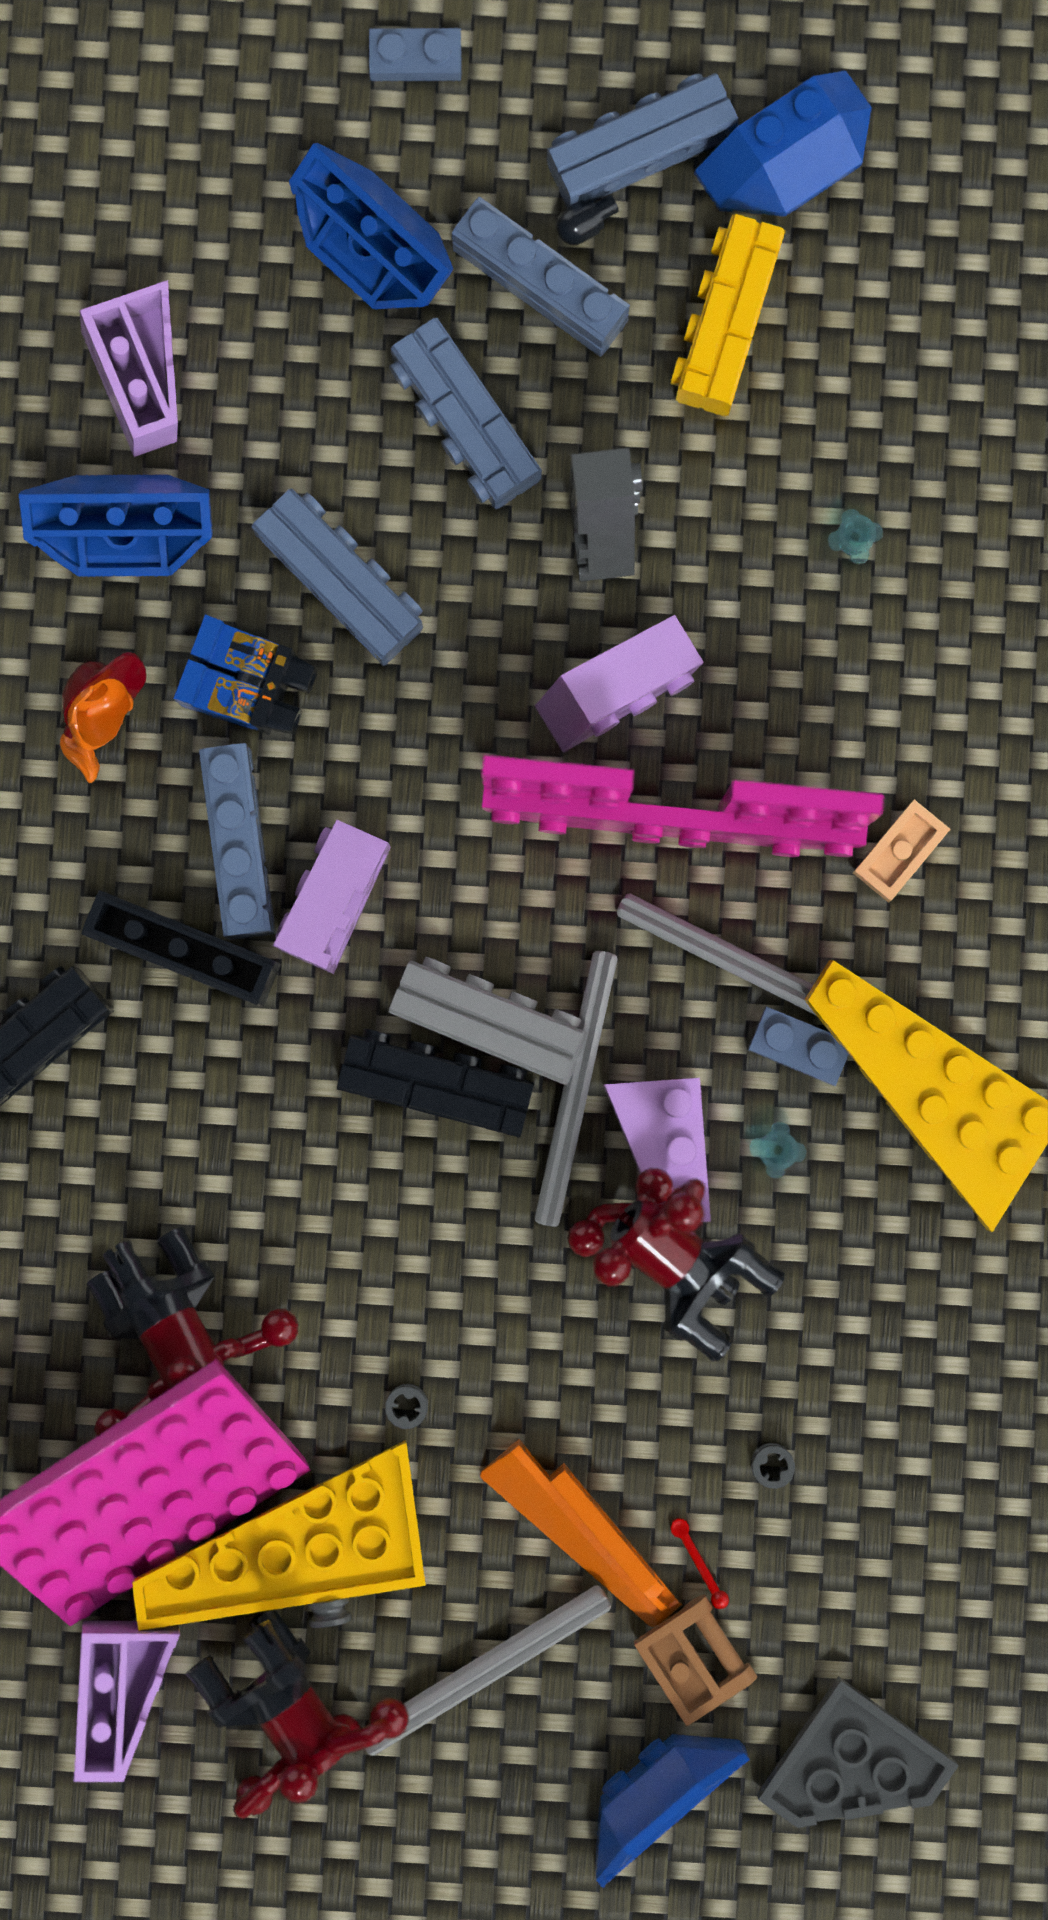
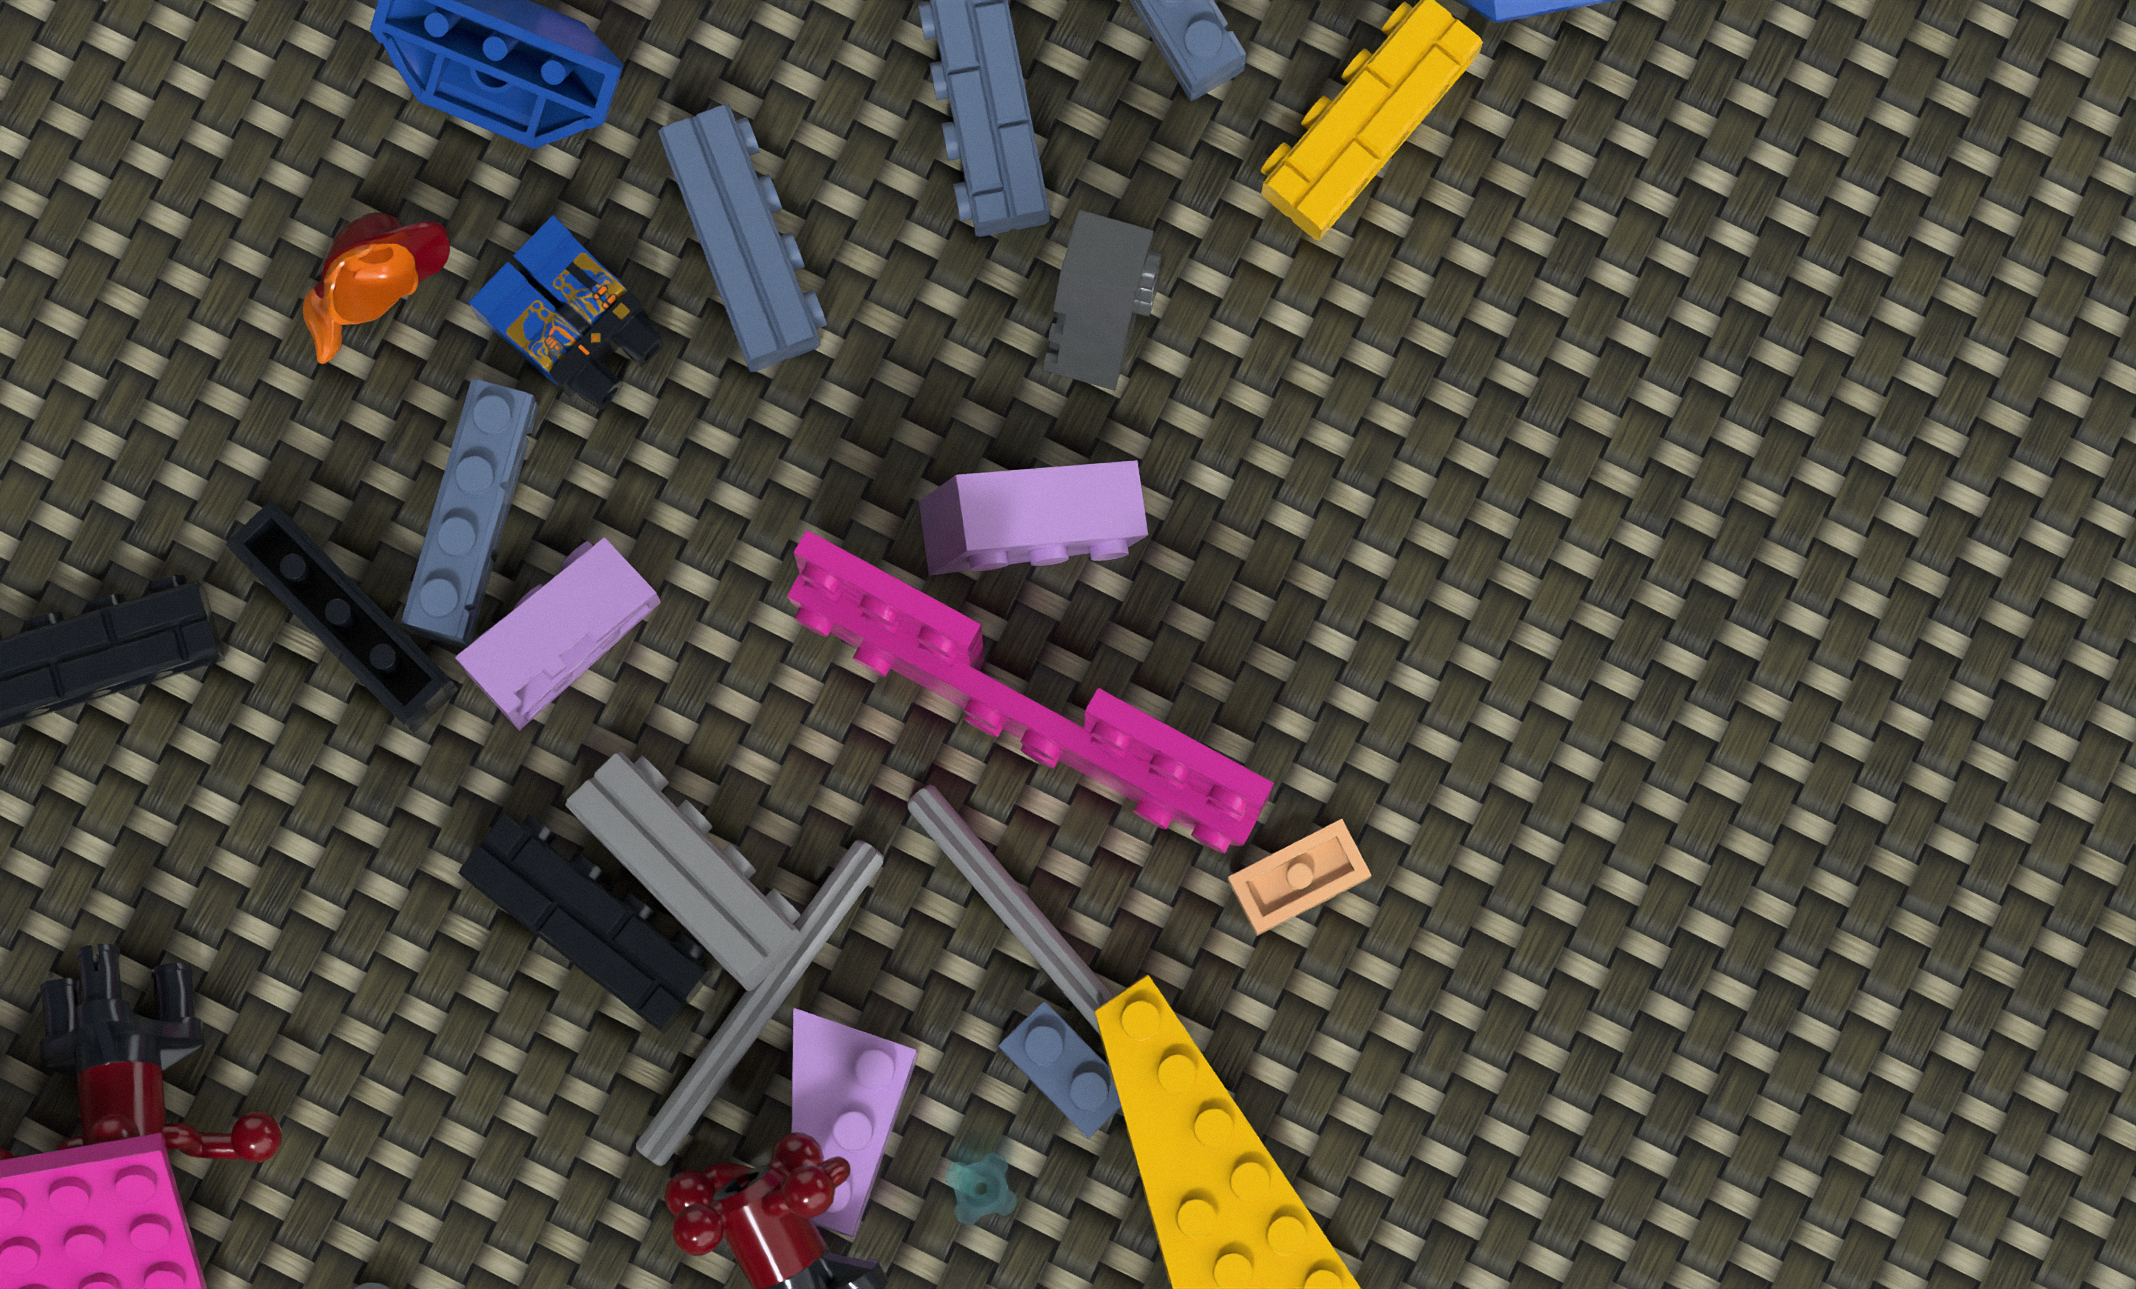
camera: 20 degrees right, 5 degrees down
(855, 523) = (1414, 440): clear light blue plate -> none

